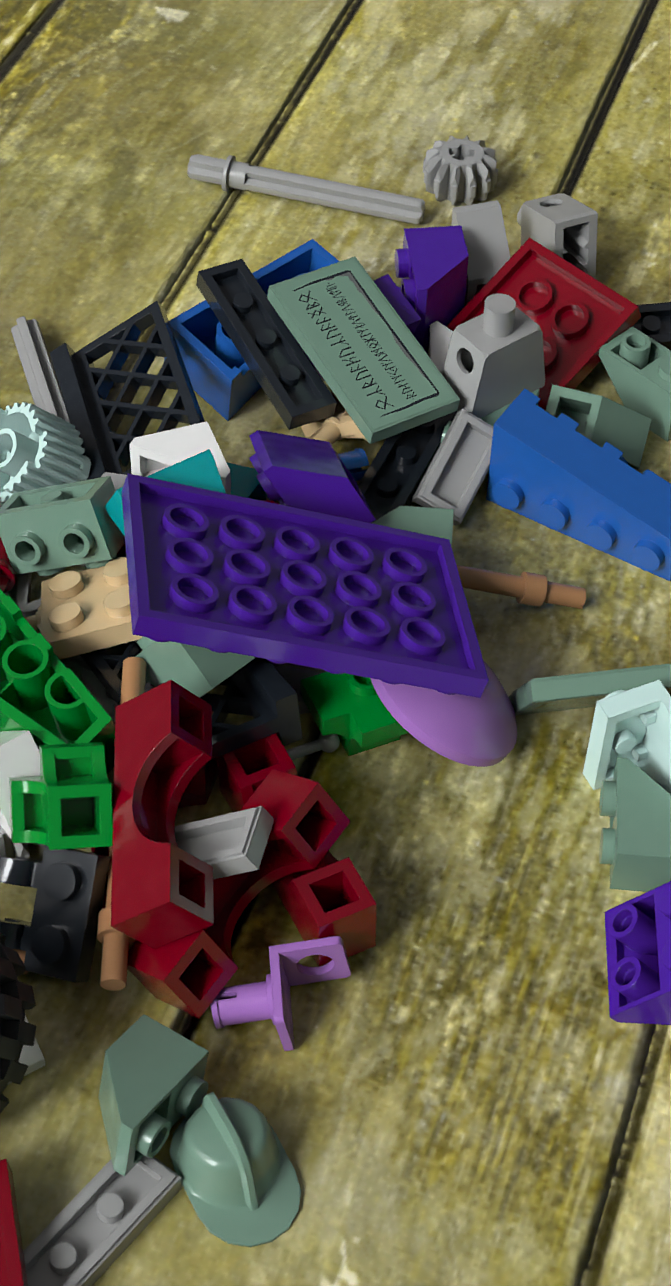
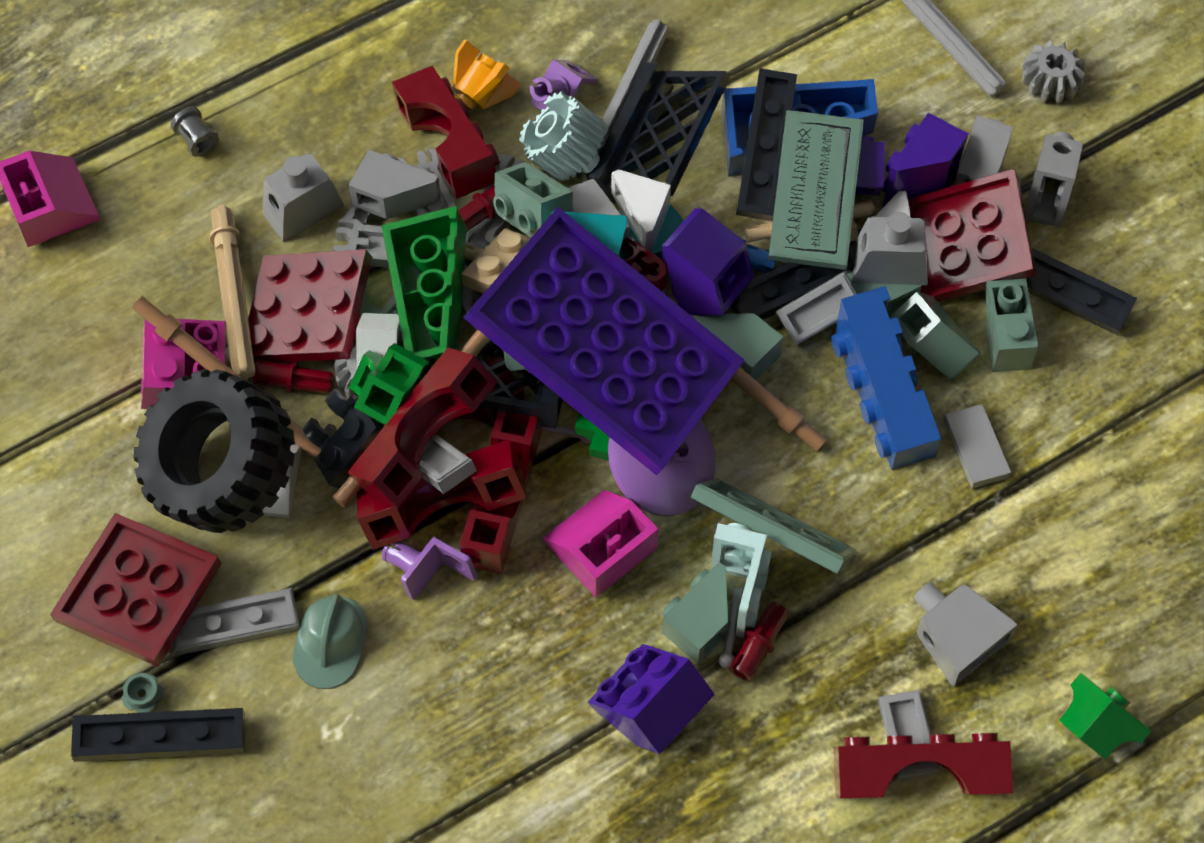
camera: 40 degrees right, 15 degrees up
(146, 1088) = (314, 568): sand green slope -> none
(459, 825) = (603, 540): none -> dark pink slope

